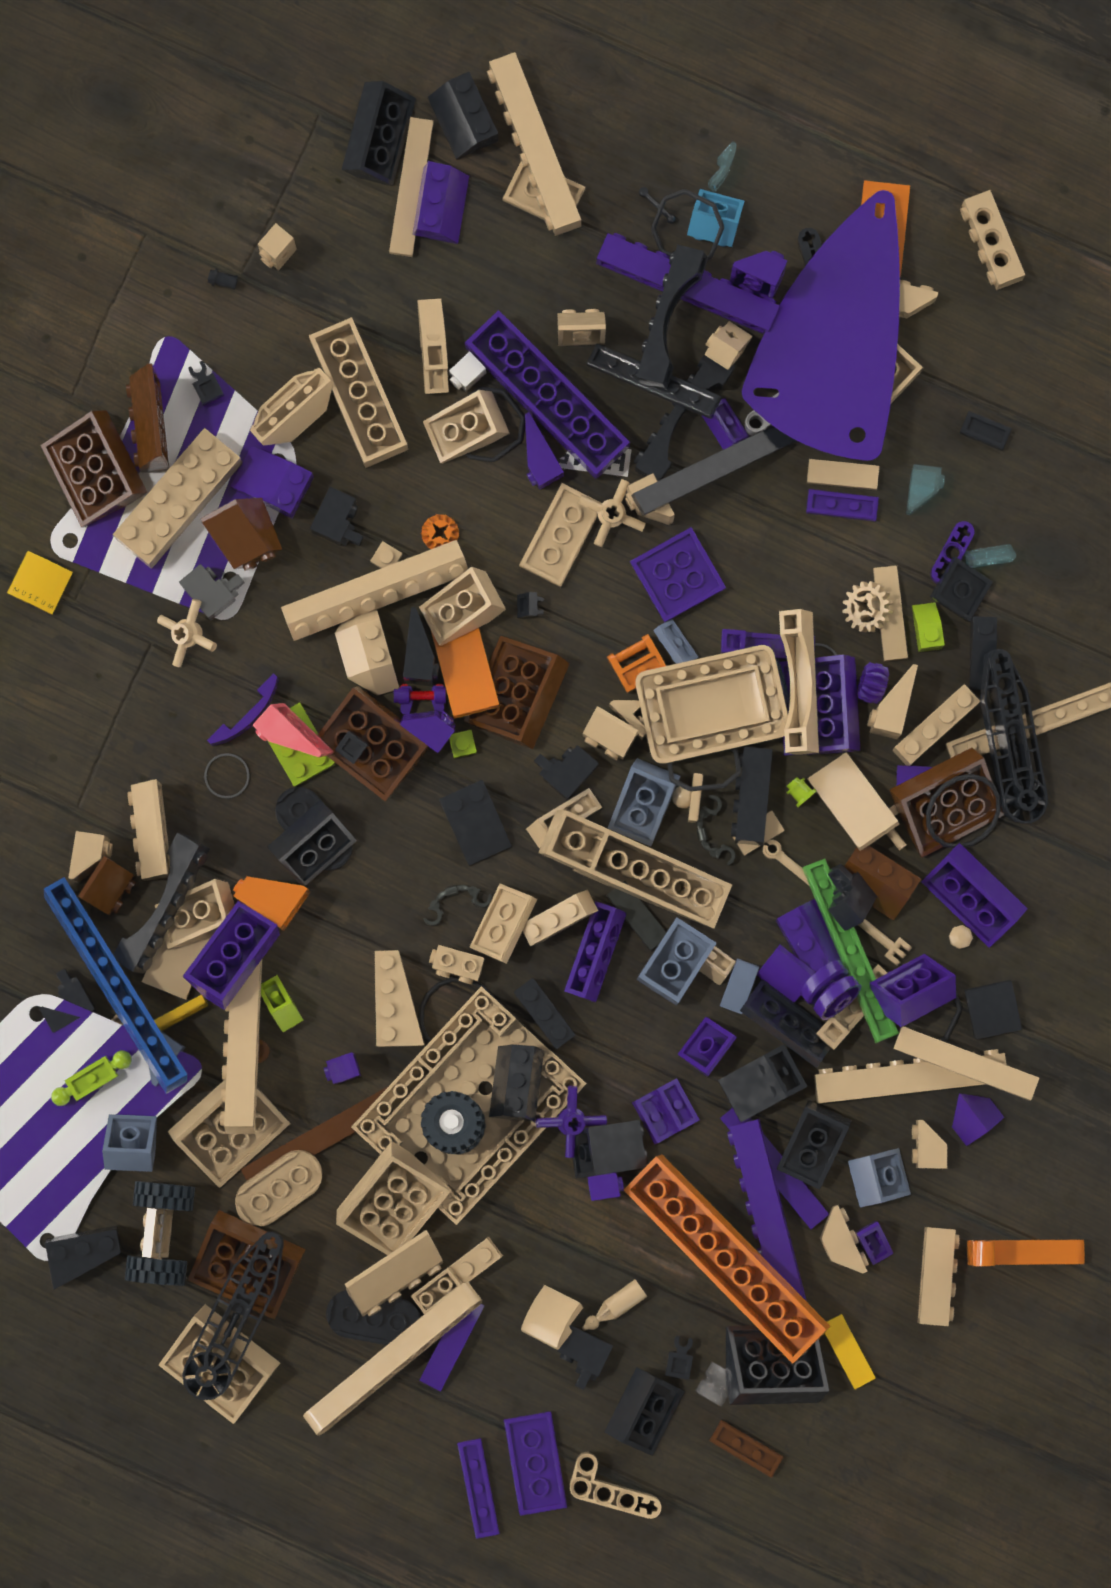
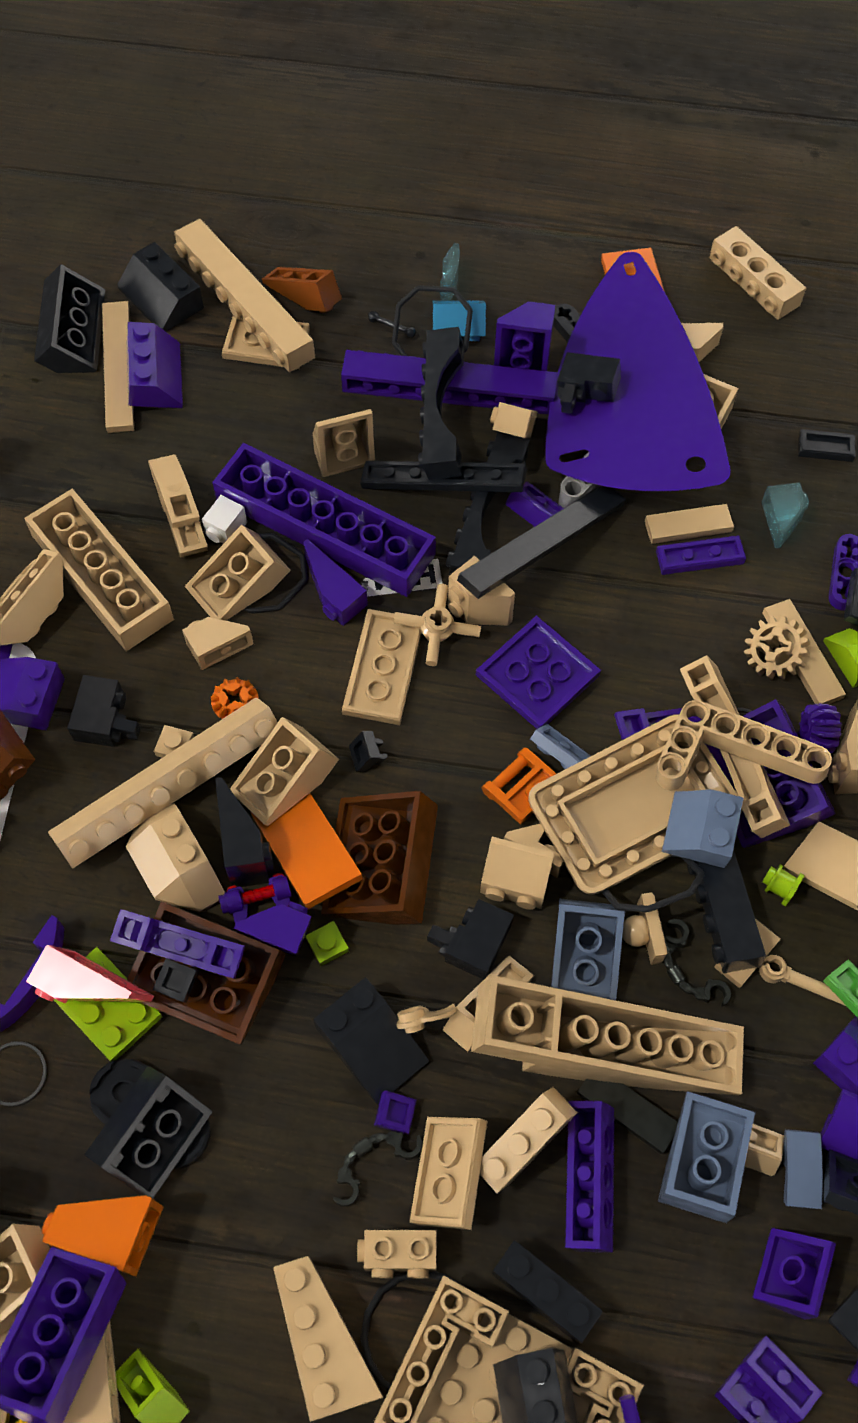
camera: 15 degrees left, 20 degrees down
(359, 722) = (177, 943): none -> dark purple slope
(435, 479) = (215, 640): none -> tan slope
(479, 874) = (395, 1112): none -> dark purple tile
(513, 816) = (415, 1017): none -> tan plate
(589, 148) = (307, 287): none -> dark orange slope
(751, 738) = (703, 826): none -> sand blue slope
(797, 682) = (736, 743): none -> tan beam
(798, 323) = (587, 378): none -> black hinge

